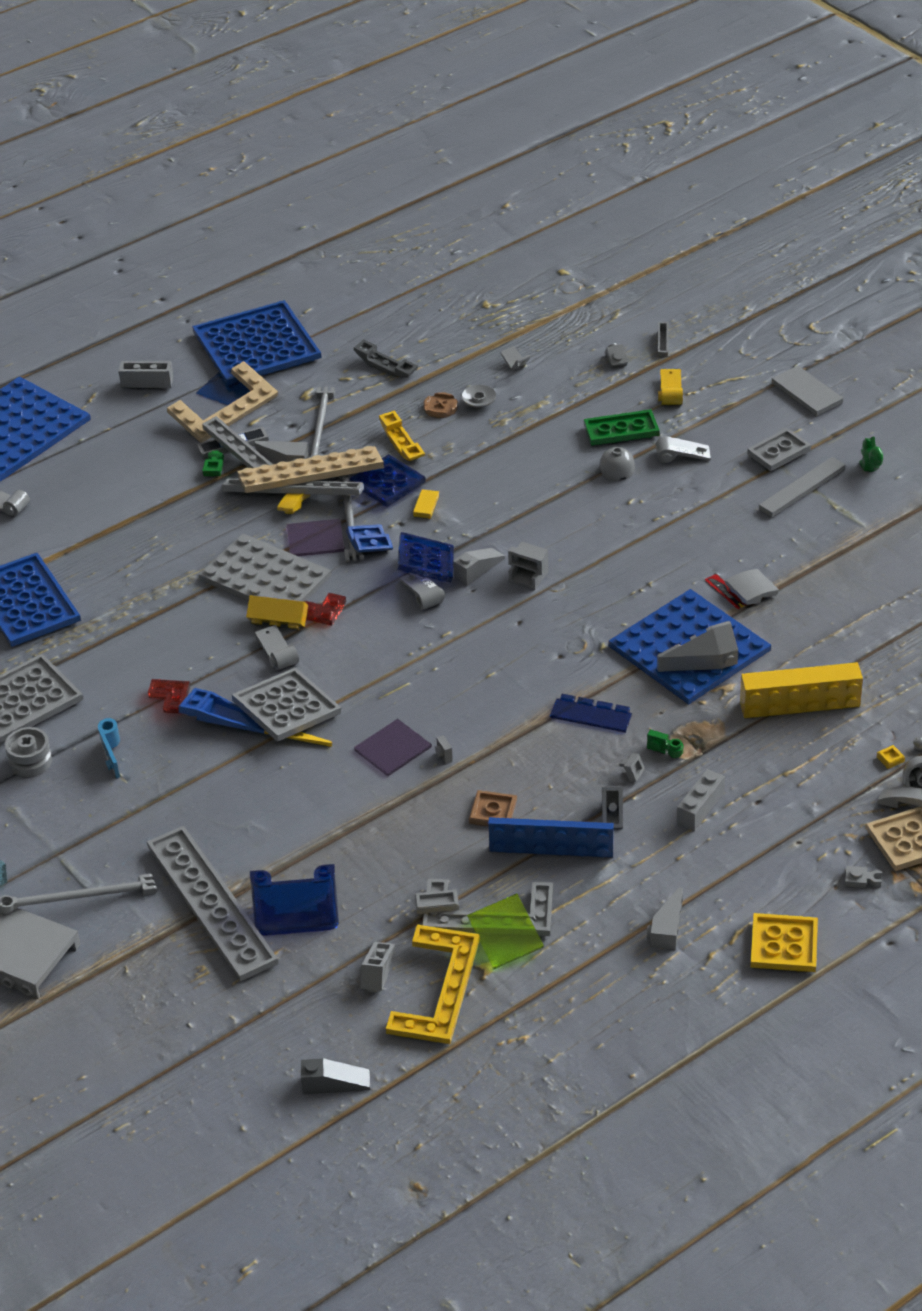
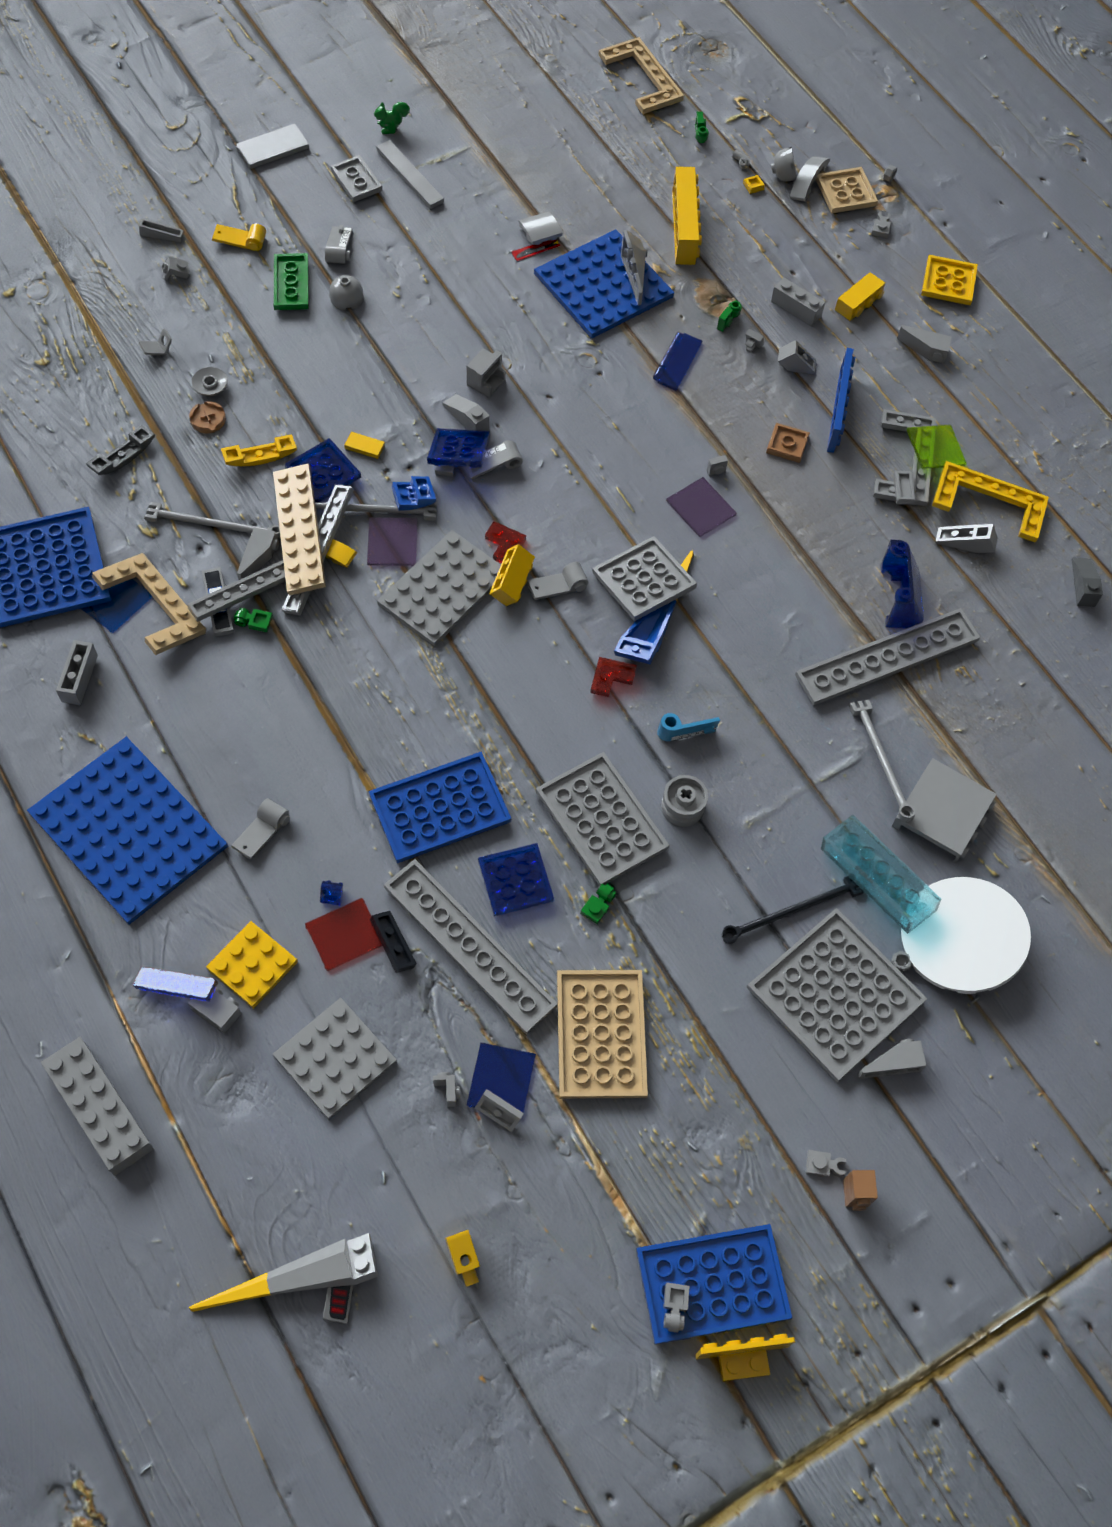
camera: 90 degrees left, 20 degrees up
(728, 856) = (860, 296): none -> yellow brick

